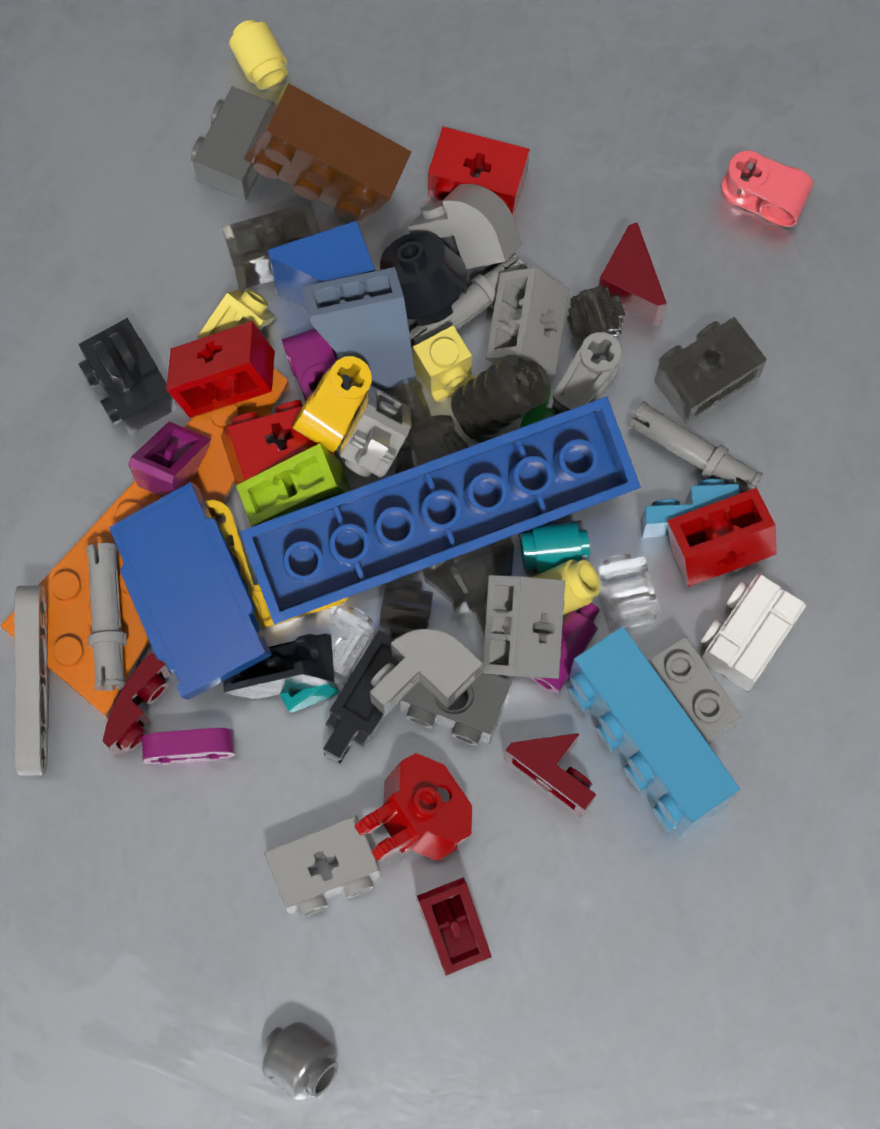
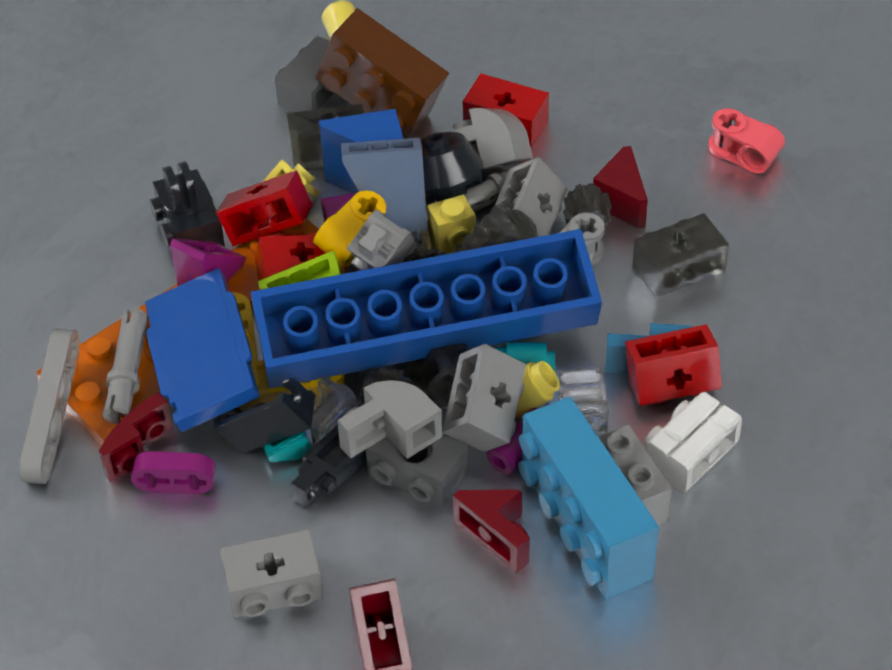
camera: 10 degrees right, 25 degrees down
(416, 813) = (362, 538): red hinge -> none
(694, 449) = (652, 304): light grey pin -> none

